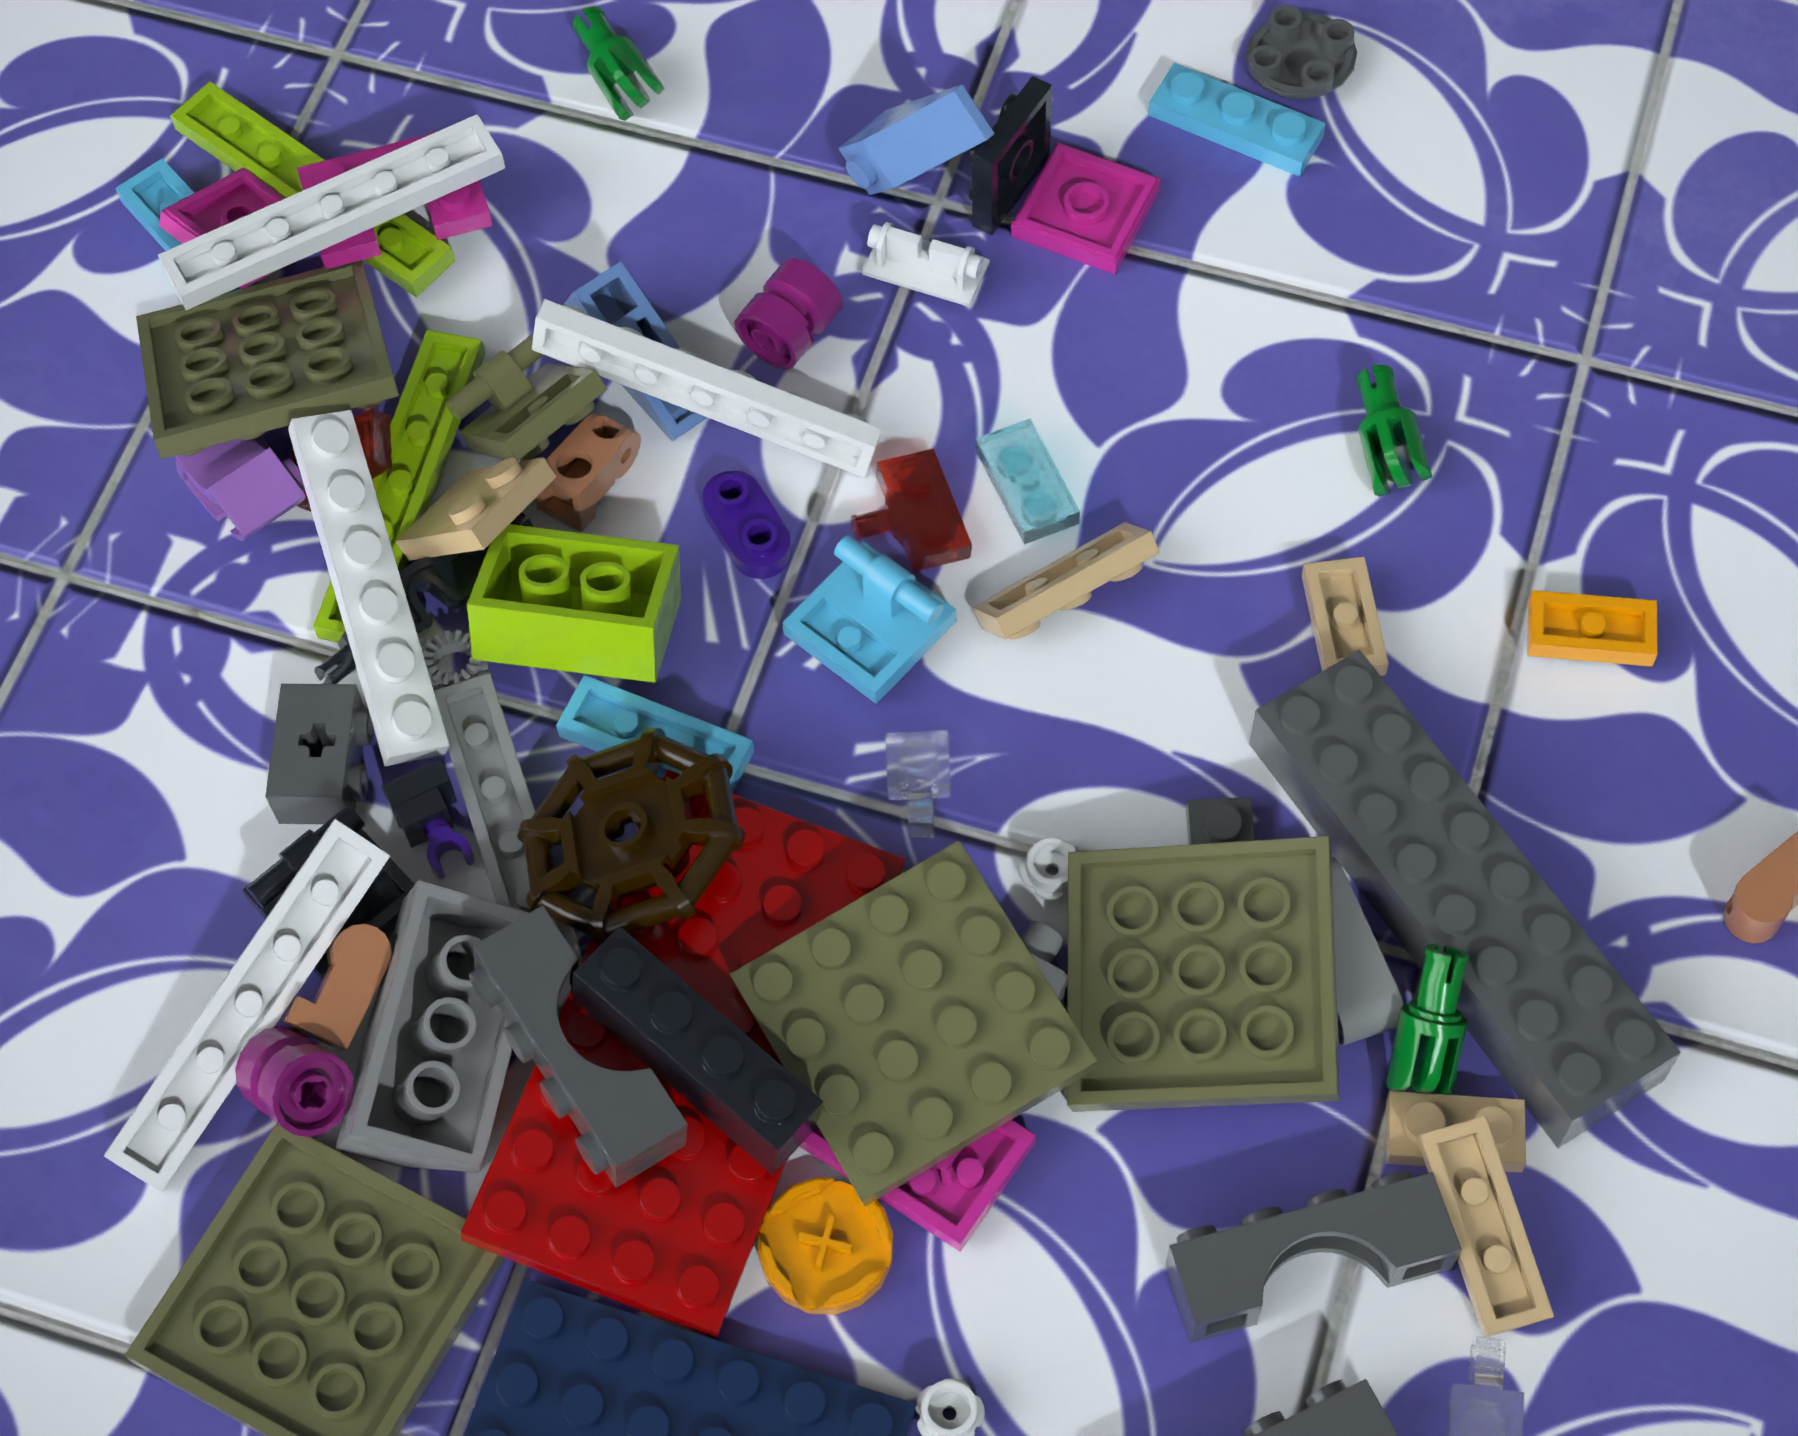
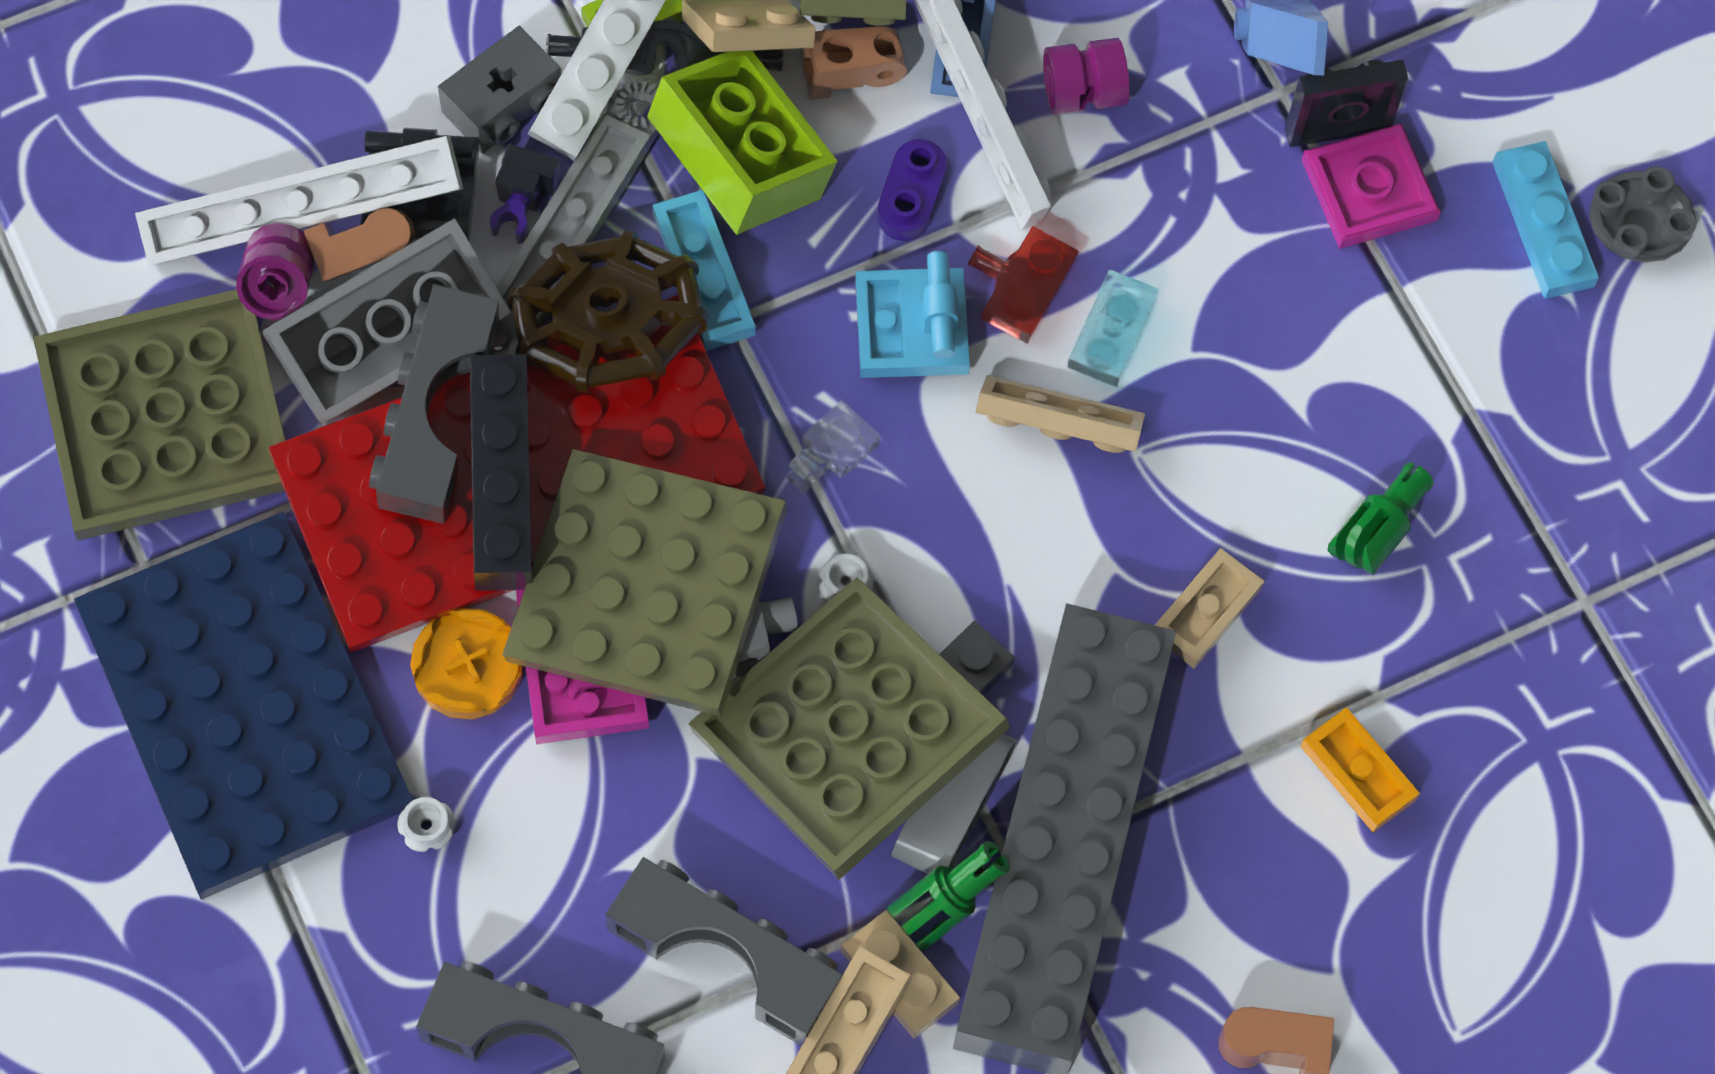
camera: 40 degrees right, 5 degrees up
(924, 265) = (1216, 125): white hinge -> none

